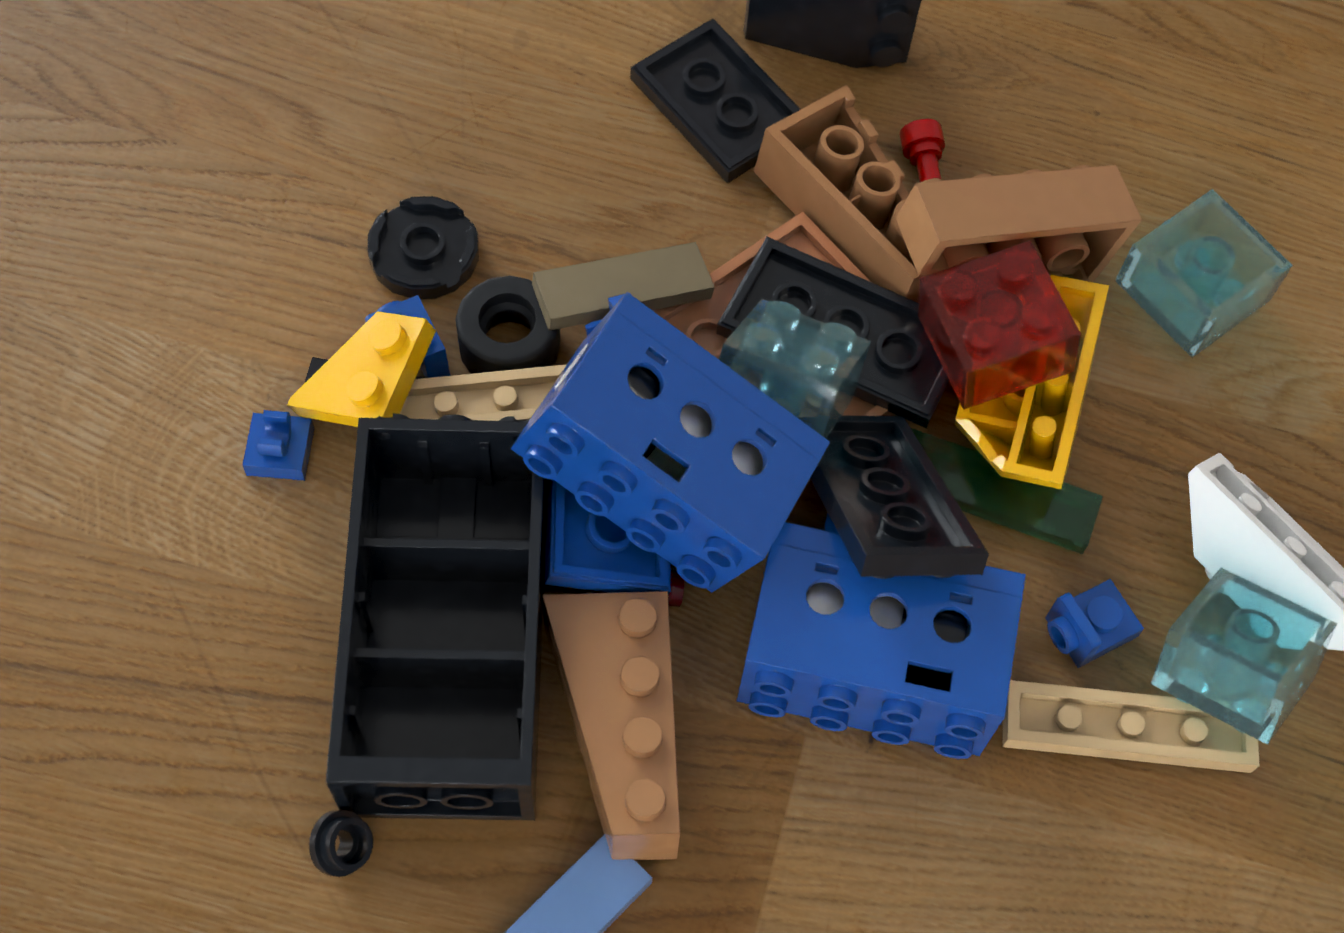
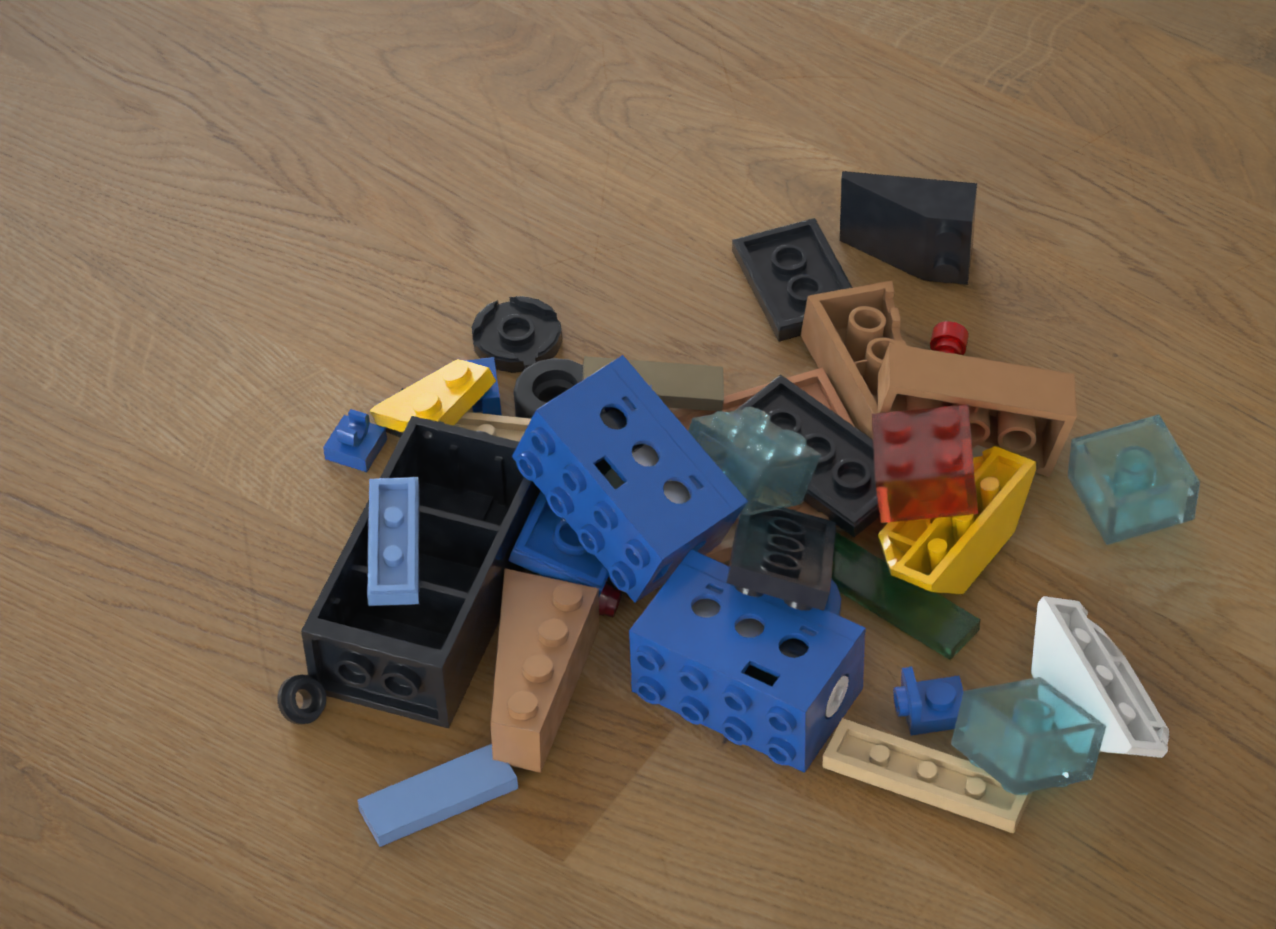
camera: 25 degrees right, 15 degrees down
(403, 614) = (393, 541): none -> medium blue tile

